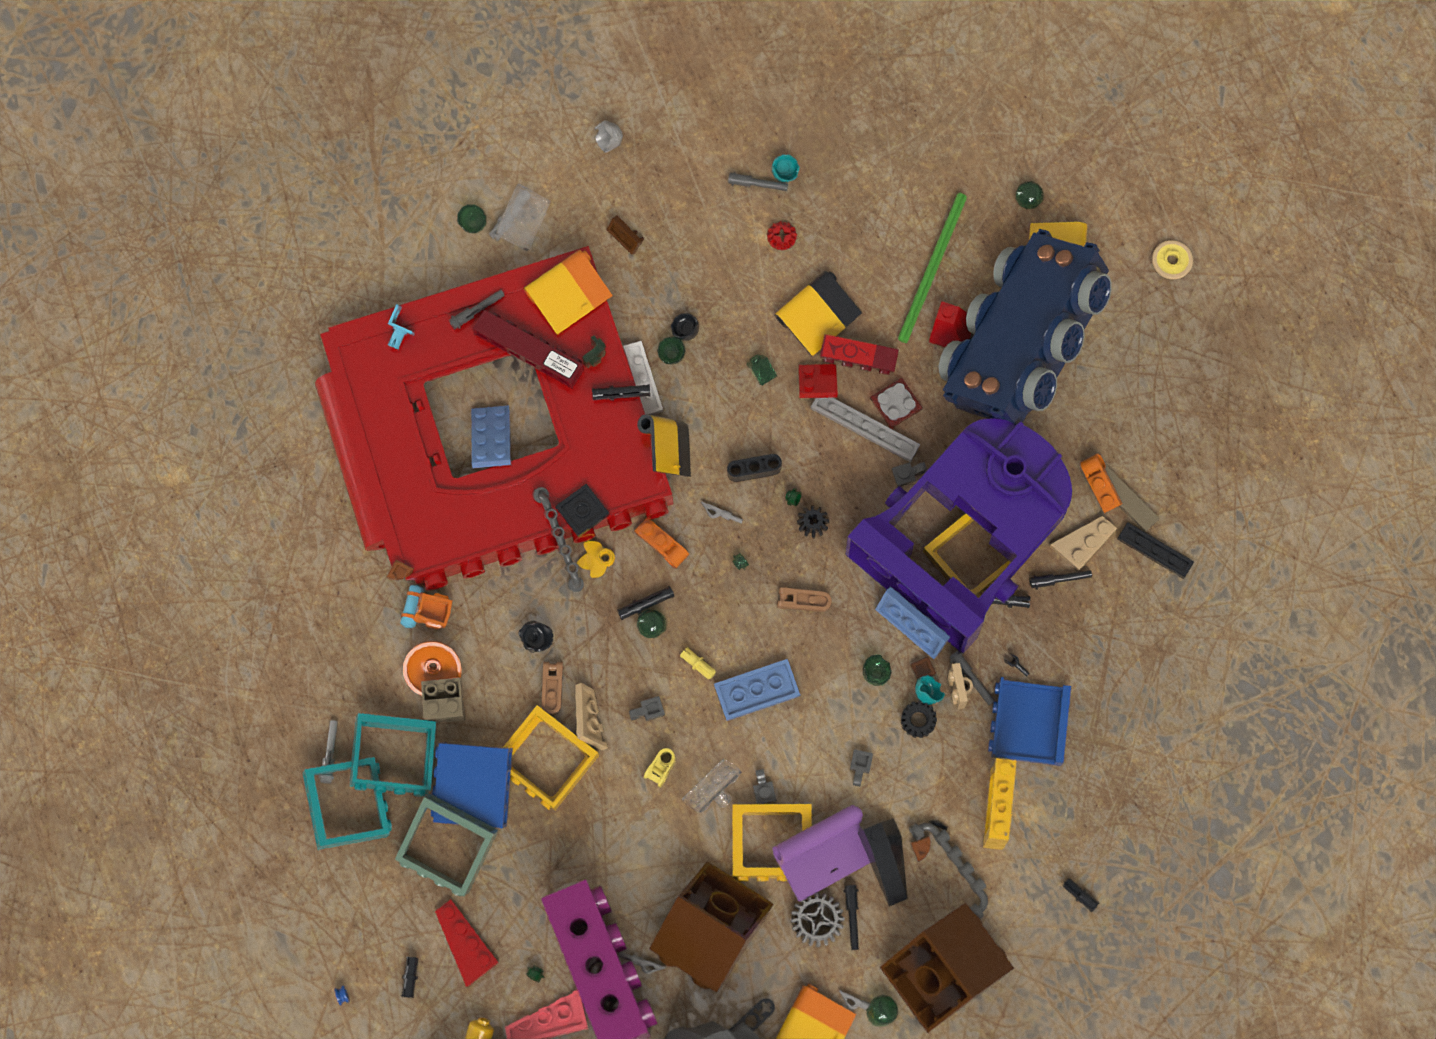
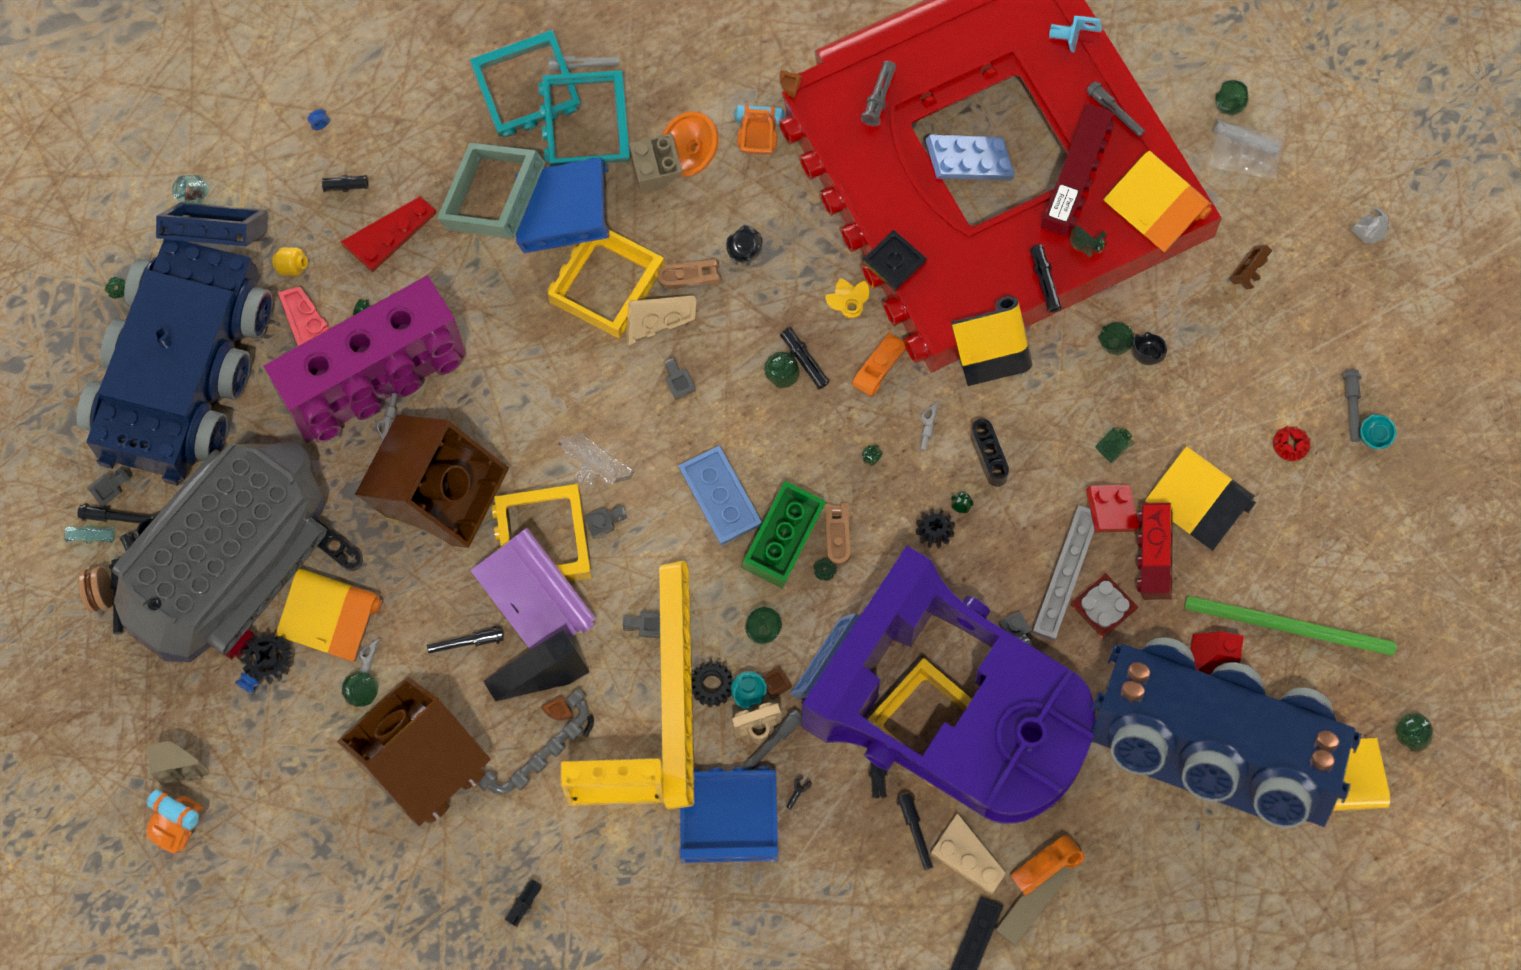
camera: 80 degrees right, 5 degrees down
(433, 501) = (877, 100): none -> dark grey pin
(574, 583) = (815, 278): dark grey bar -> none
(642, 376) = (1076, 314): white plate -> none
(660, 768) = (609, 402): light yellow piece -> none
(697, 663) = (741, 426): light yellow axle -> none
(801, 642) = (783, 534): none -> green brick
(826, 922) = (438, 596): light grey gear -> none
(834, 610) = (825, 575): none -> clear green plate
(916, 745) = (676, 686): none -> yellow beam
(1176, 249) = (1368, 939): wheel -> none

